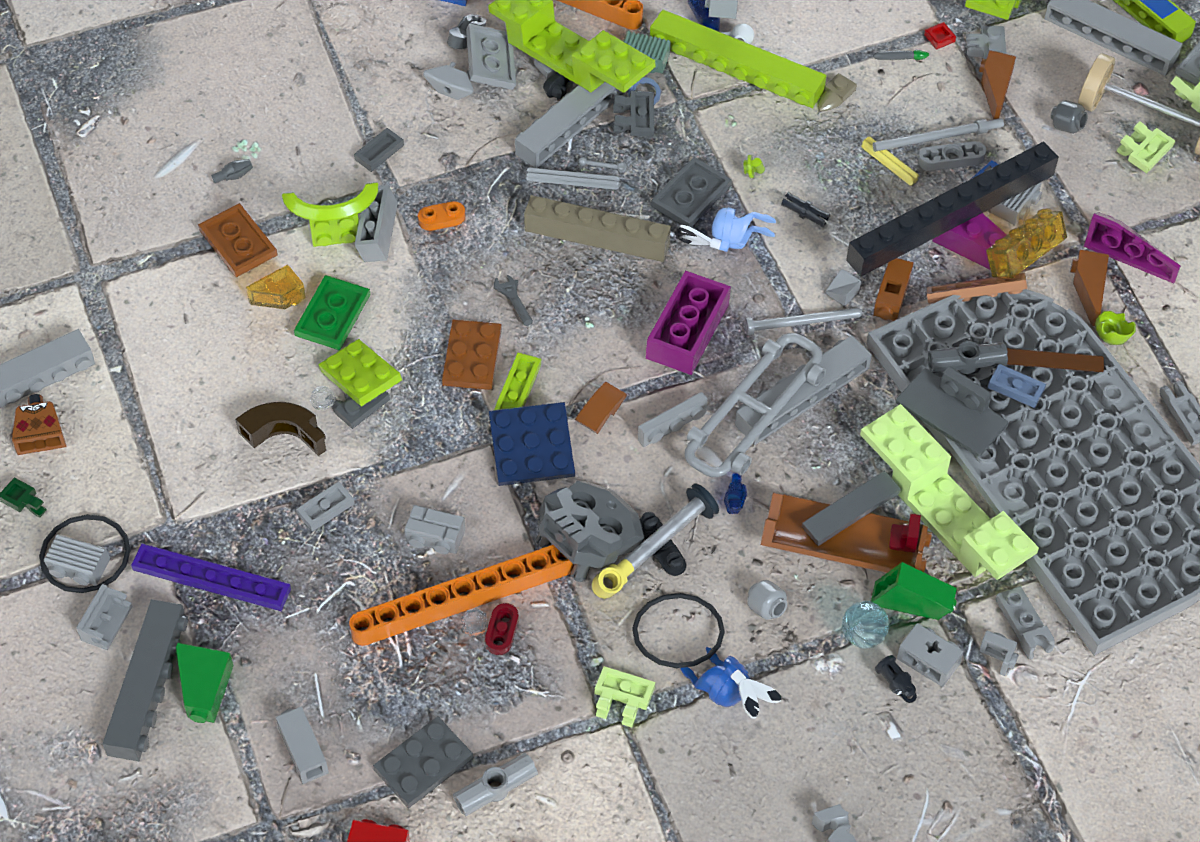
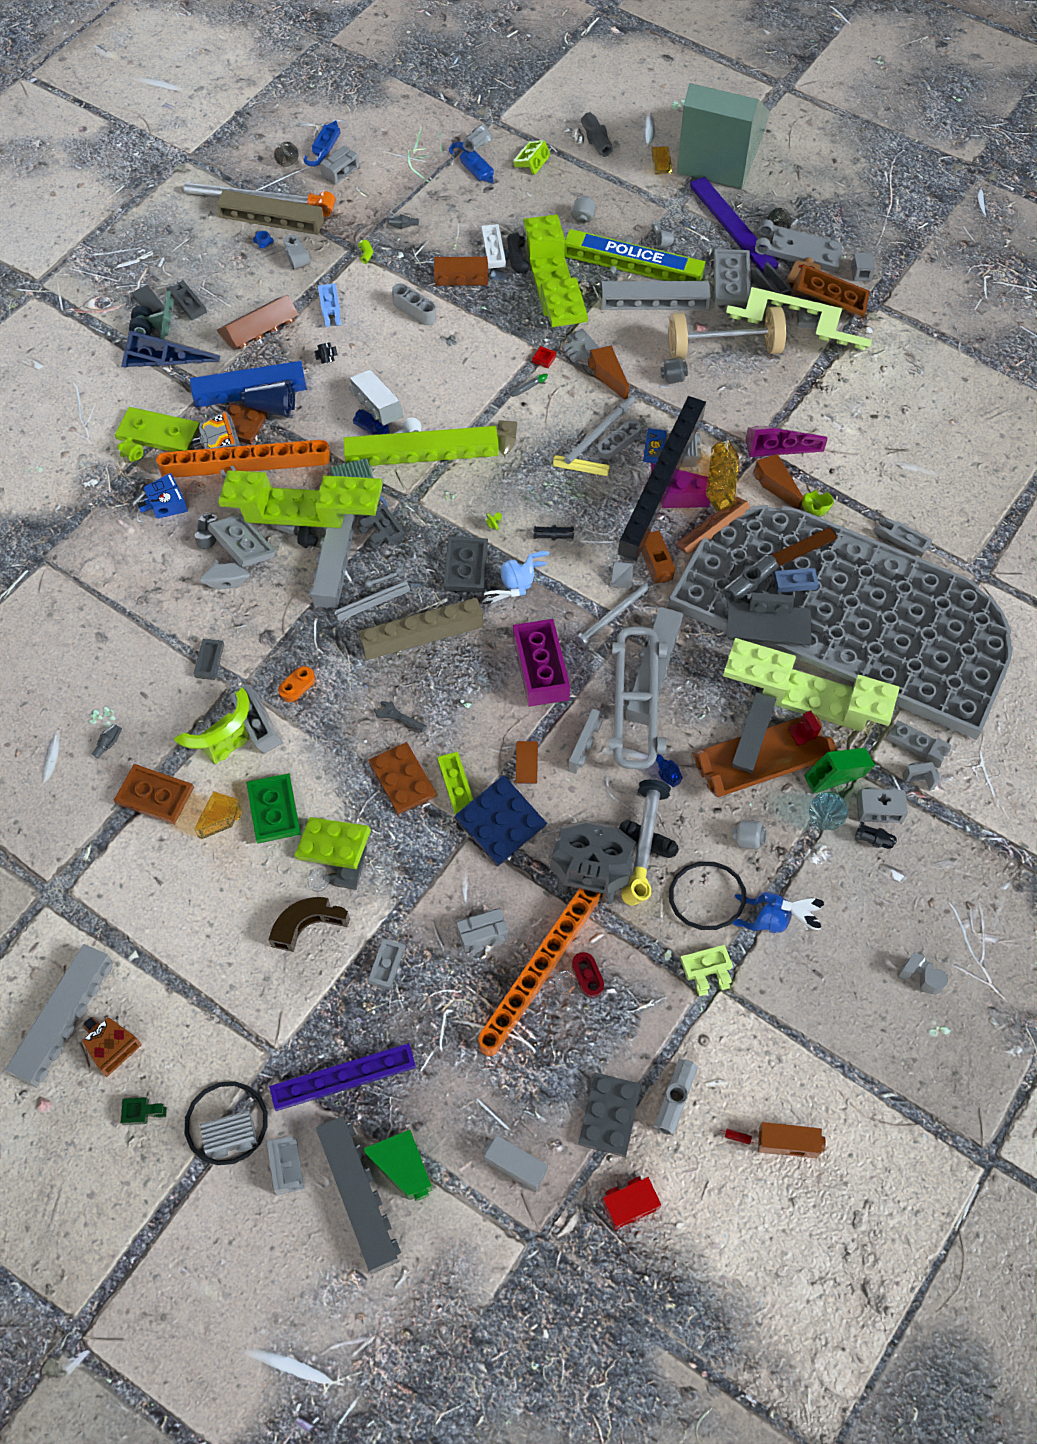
camera: 35 degrees left, 5 degrees up
(1150, 151) = (742, 366): yellowish green plate -> none

